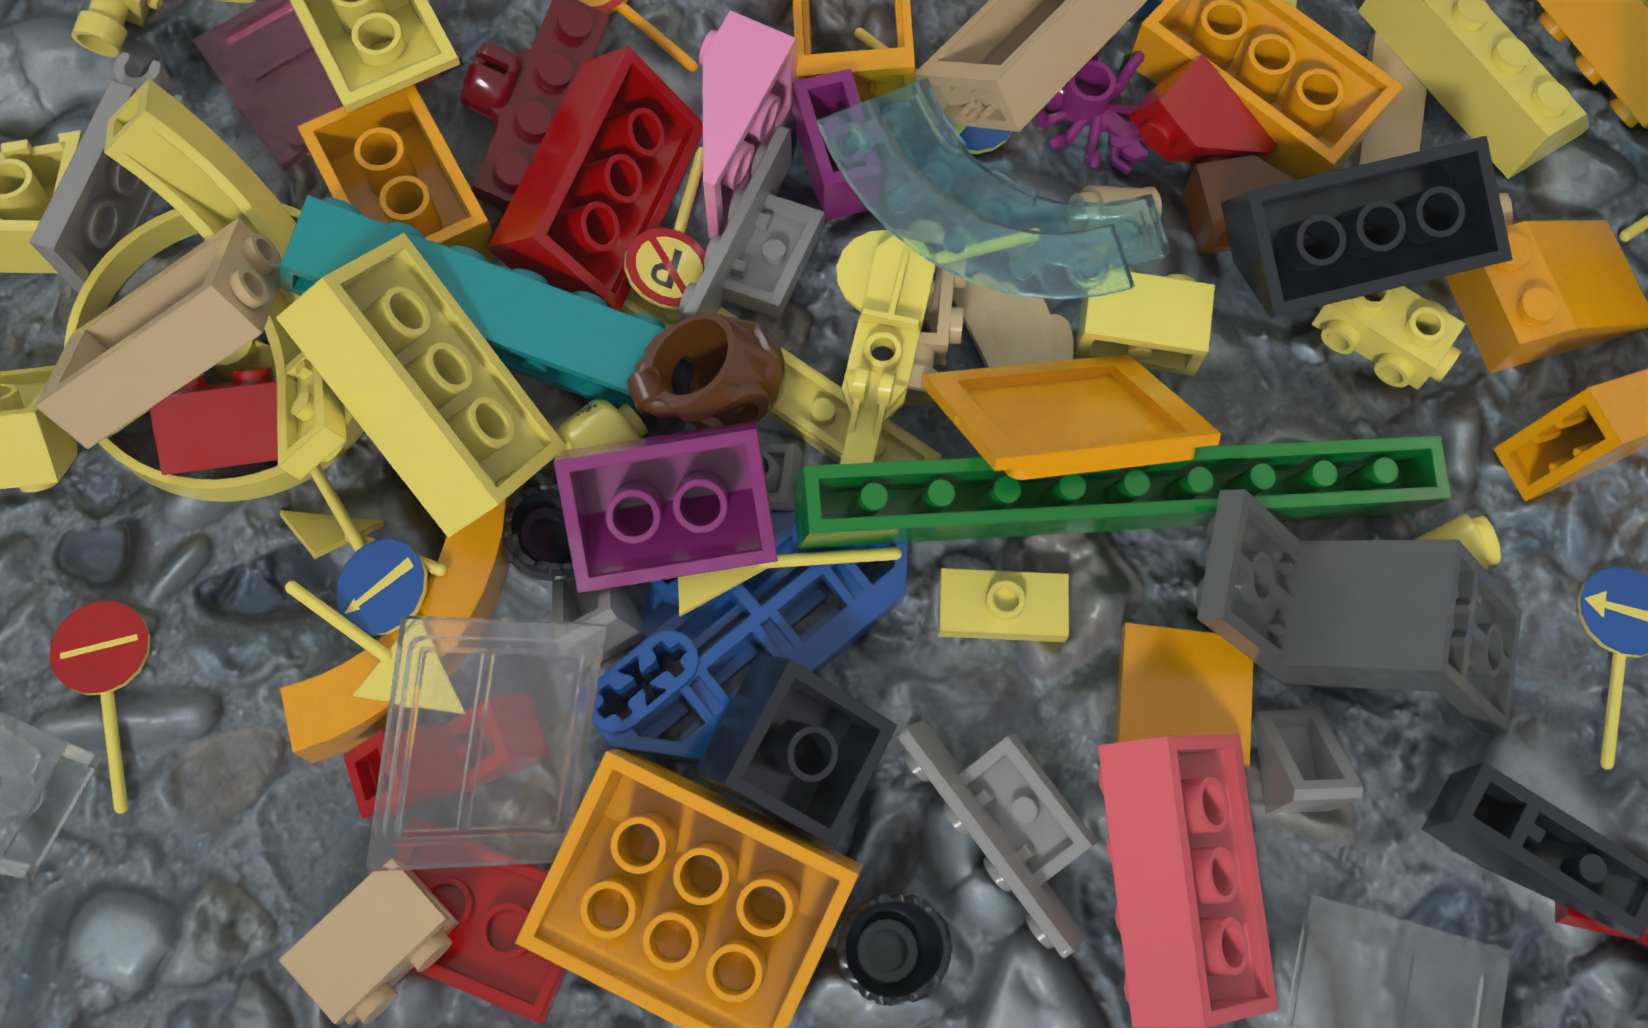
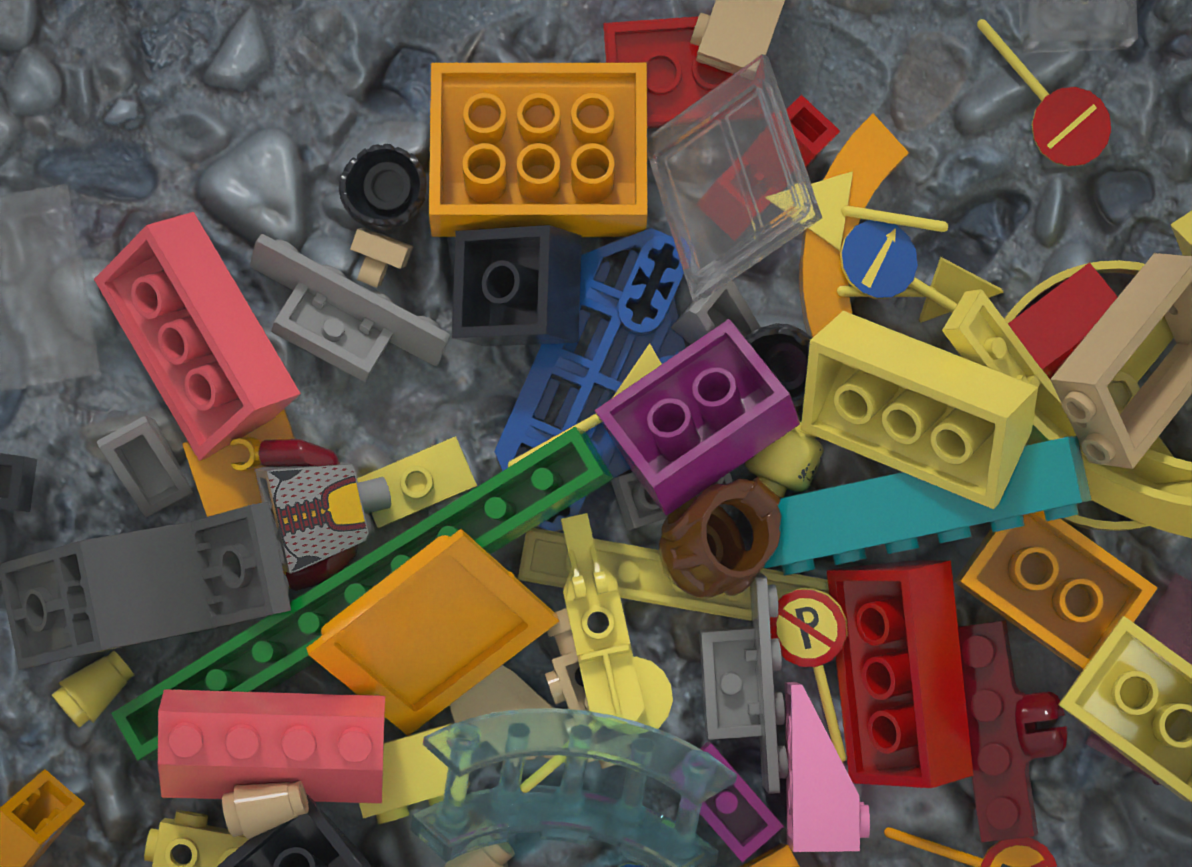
camera: 155 degrees right, 15 degrees up
(931, 872) = (379, 253): none -> tan tile
(1138, 620) = (314, 505): none -> torso
(1292, 383) = (264, 737): none -> coral slope
(1331, 314) = (260, 807): none -> tan cone

